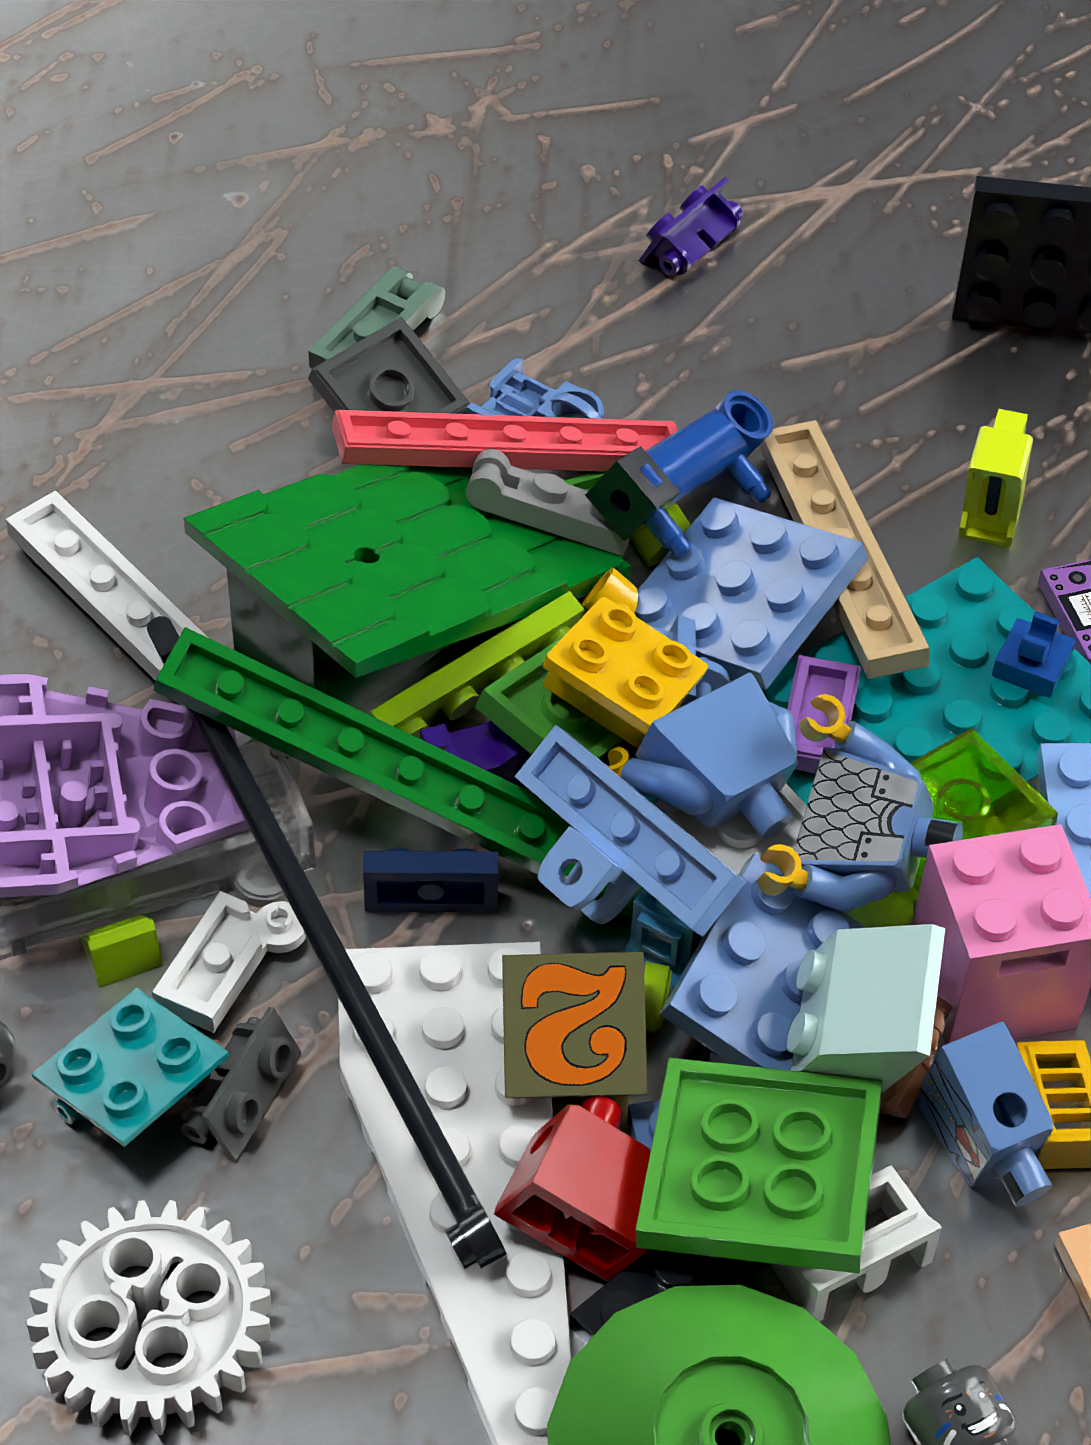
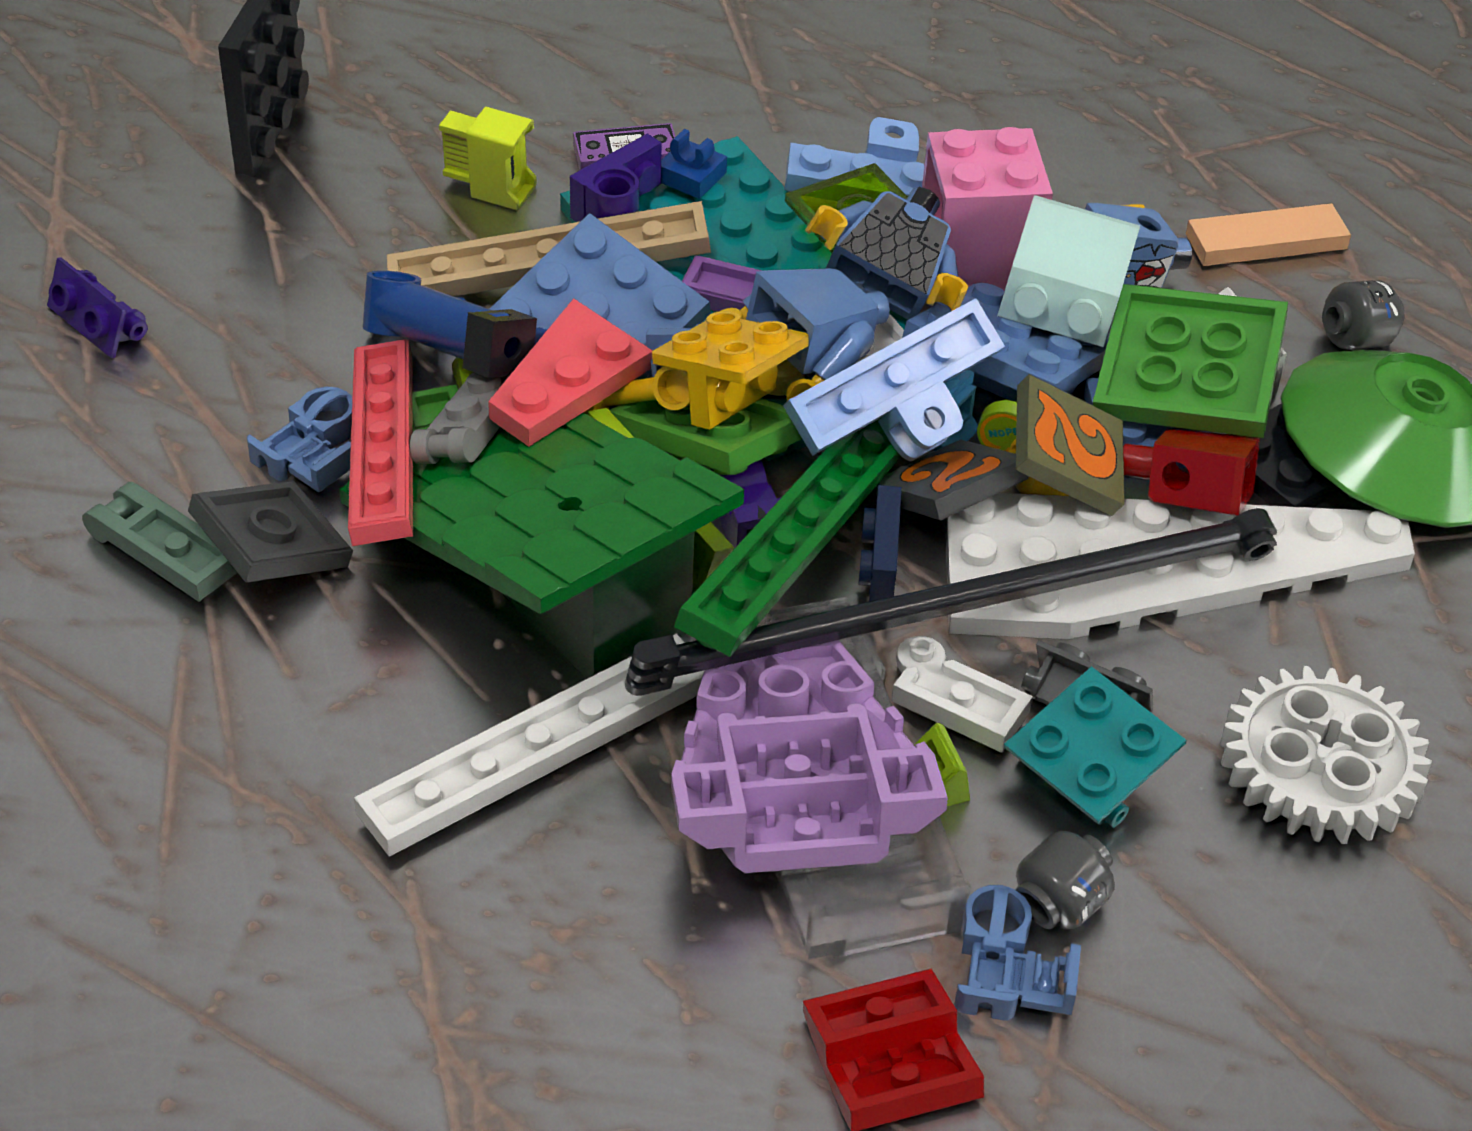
camera: 85 degrees left, 5 degrees down
(528, 919) = (953, 478): none -> dark grey tile
(607, 555) = (567, 373): none -> coral wing
(946, 573) = (616, 180): none -> dark purple plate

